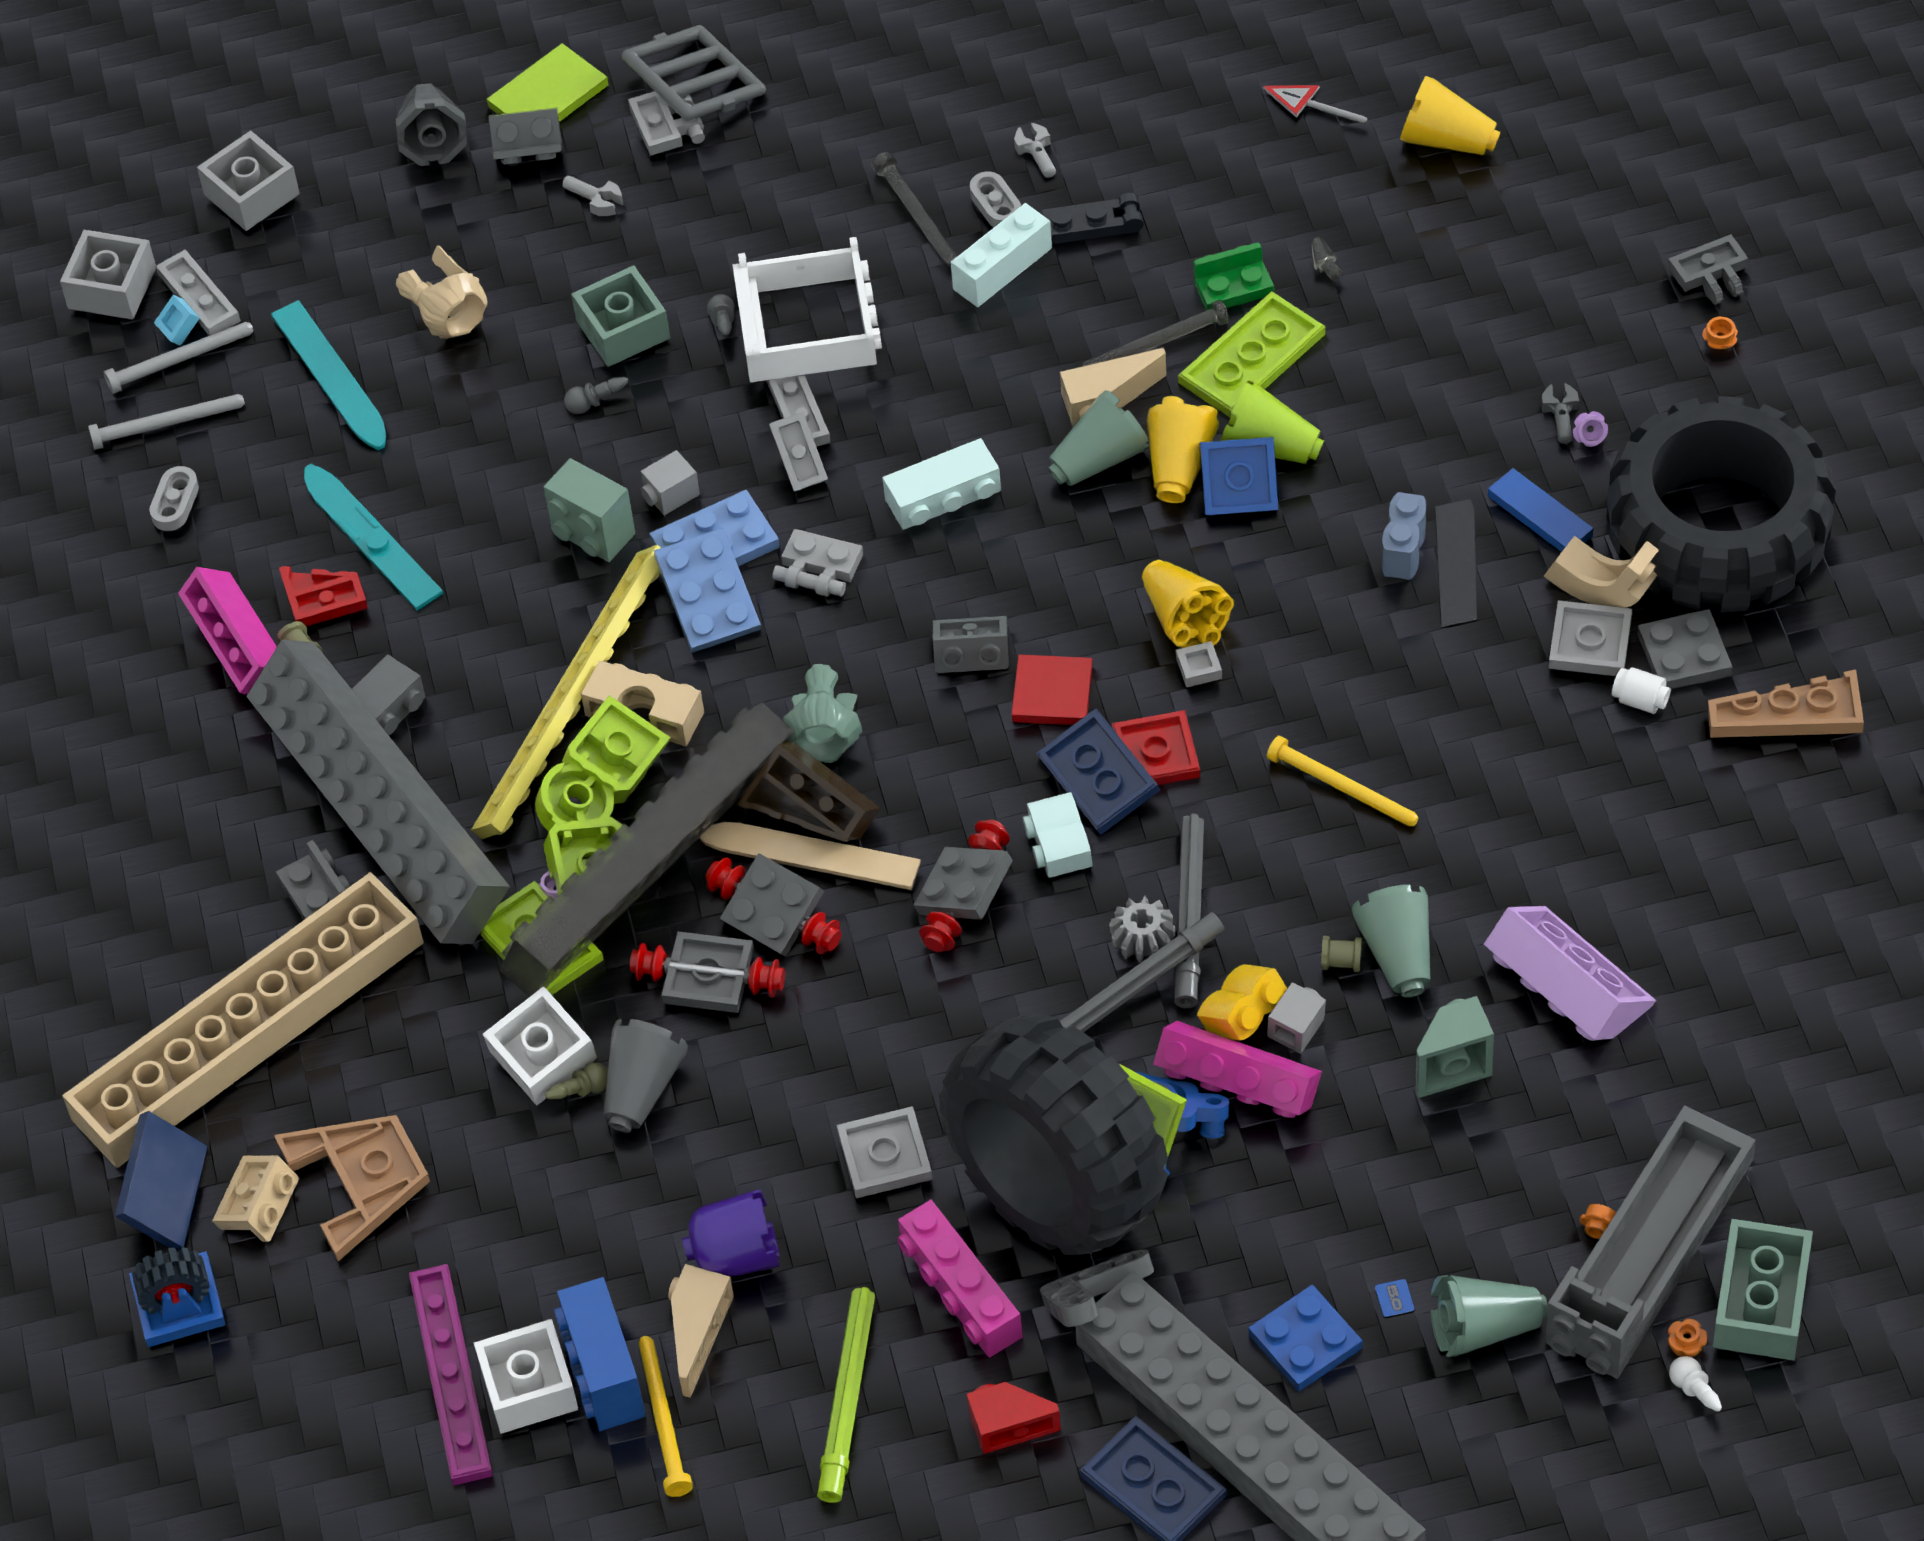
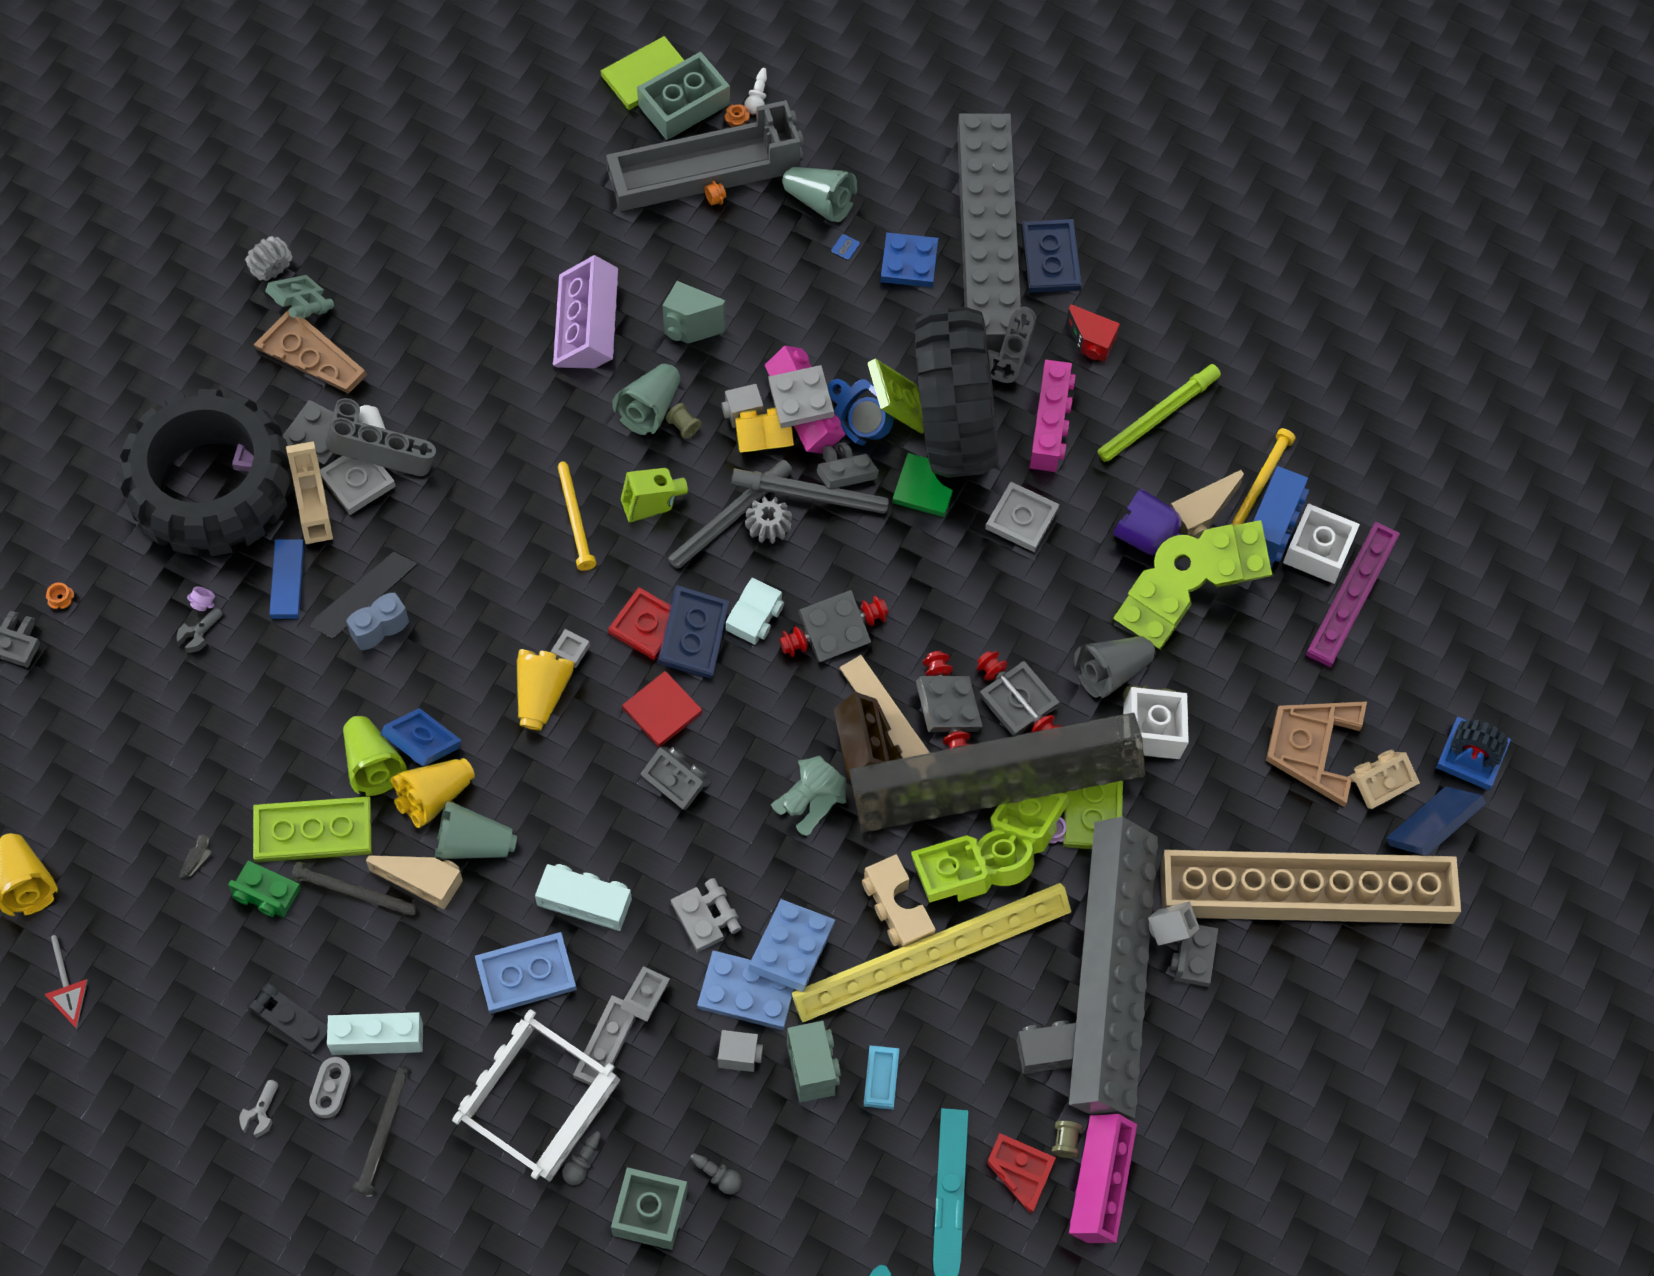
camera: 145 degrees left, 10 degrees up
(347, 856) = (1173, 923): none -> light grey brick
(521, 570) = (881, 1077): none -> medium azure tile
(644, 1198) = (1219, 556): none -> lime plate
(927, 396) = (525, 973): none -> medium blue plate
(1120, 1031) = (847, 470): none -> dark grey hinge
(1228, 1033) = (801, 396): none -> light grey plate
(1285, 846) = (650, 493): none -> lime torso
(1602, 669) = (376, 444): none -> dark grey beam
(1848, 1302) = (639, 68): none -> lime tile
(1880, 737) = (297, 292): none -> sand green plate

